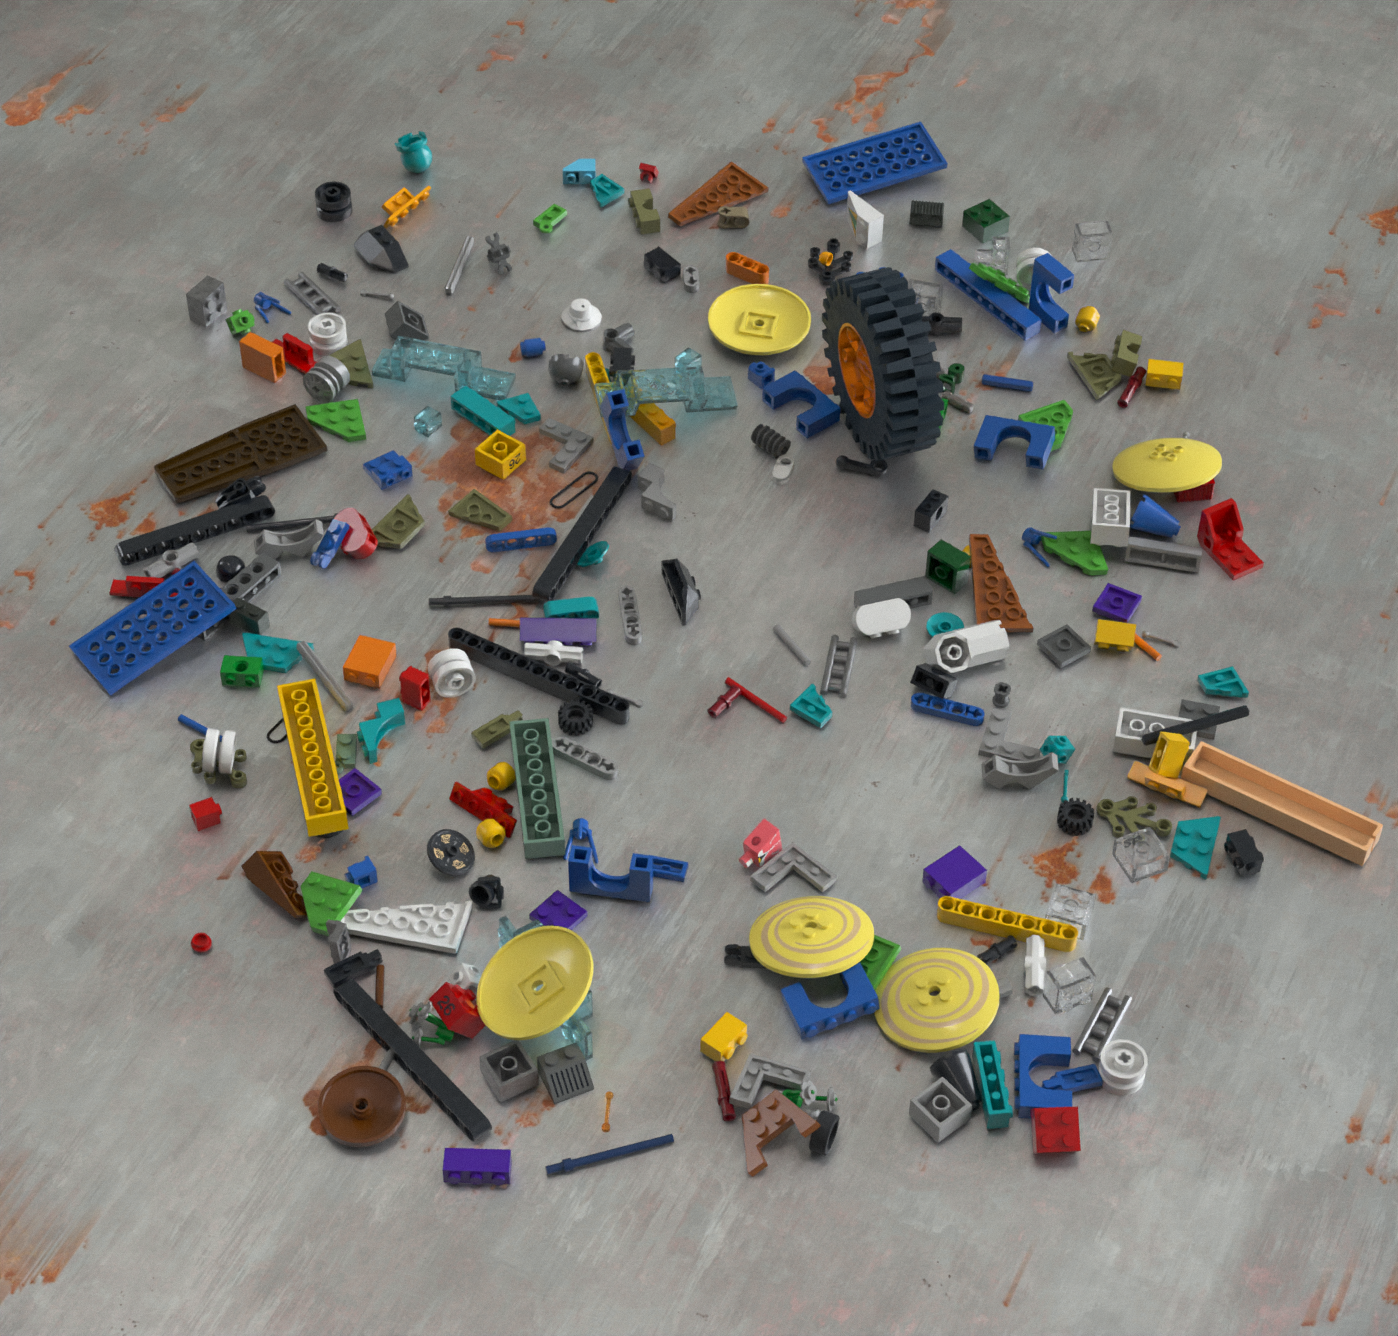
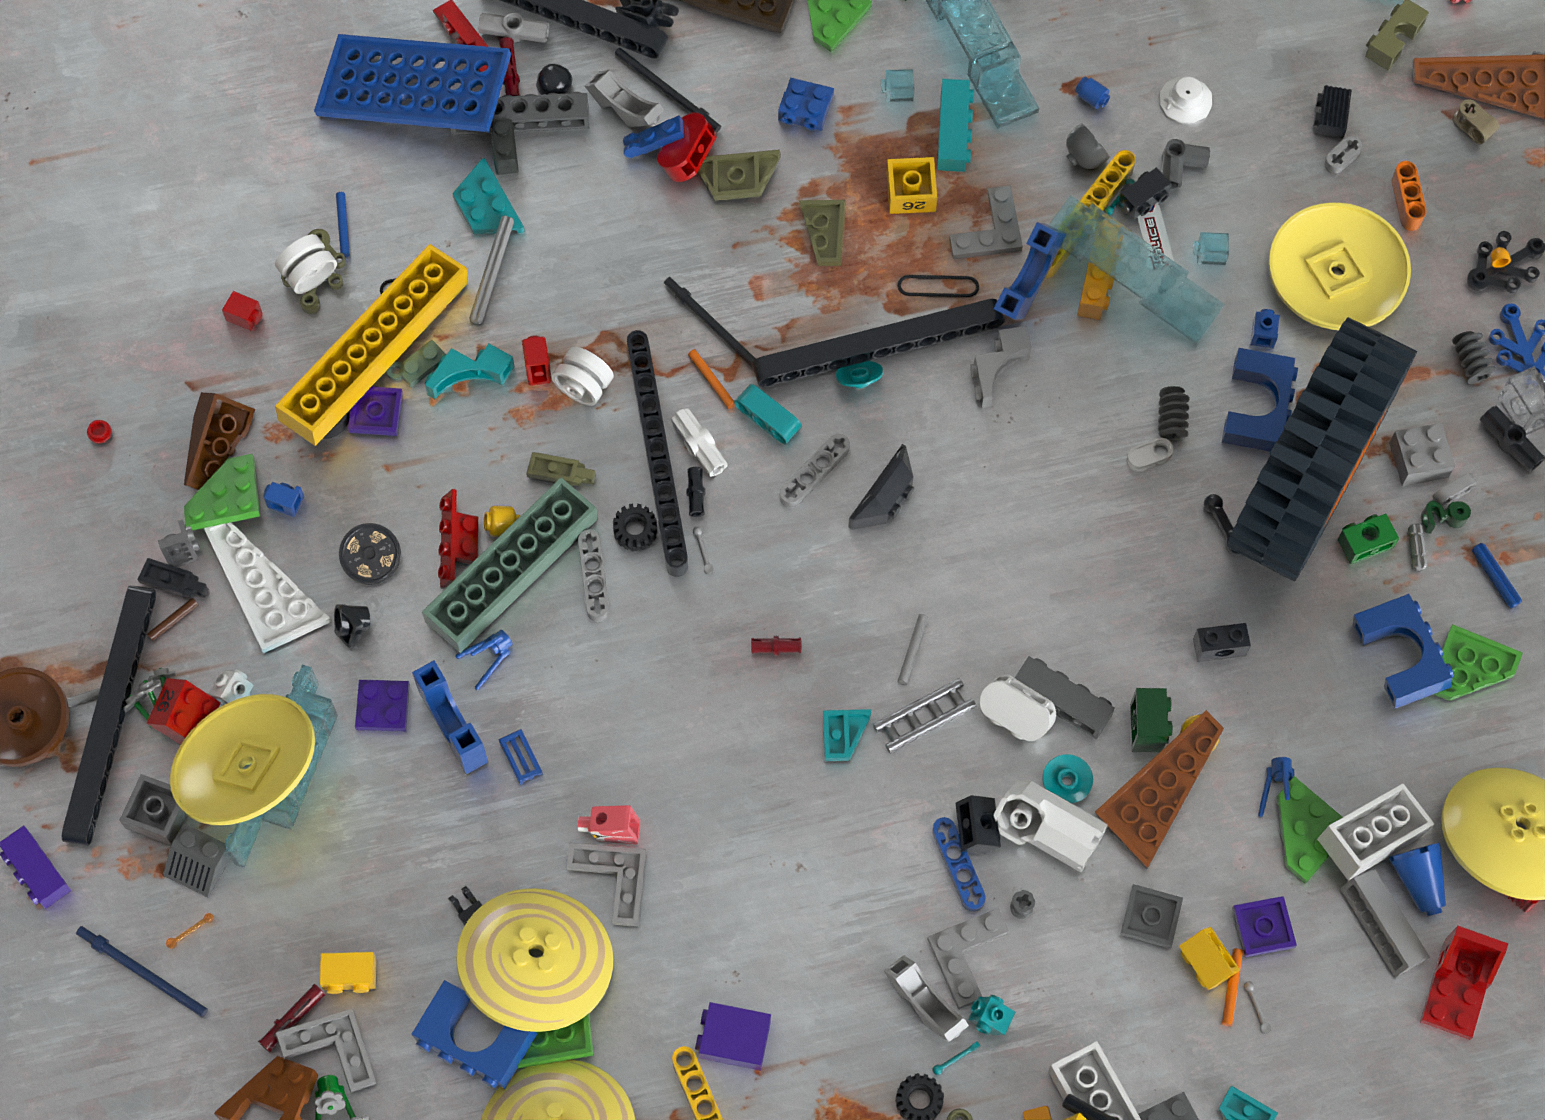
camera: 50 degrees right, 20 degrees up
(241, 671) = (430, 186): green brick -> none
(369, 661) = (542, 293): orange brick -> none
(490, 833) = (423, 569): yellow head -> none
(520, 537) = (820, 294): blue beam -> none
(521, 408) = (1002, 150): teal wing -> none
(558, 629) = (727, 423): brick -> none
(756, 700) = (808, 672): red bar -> none

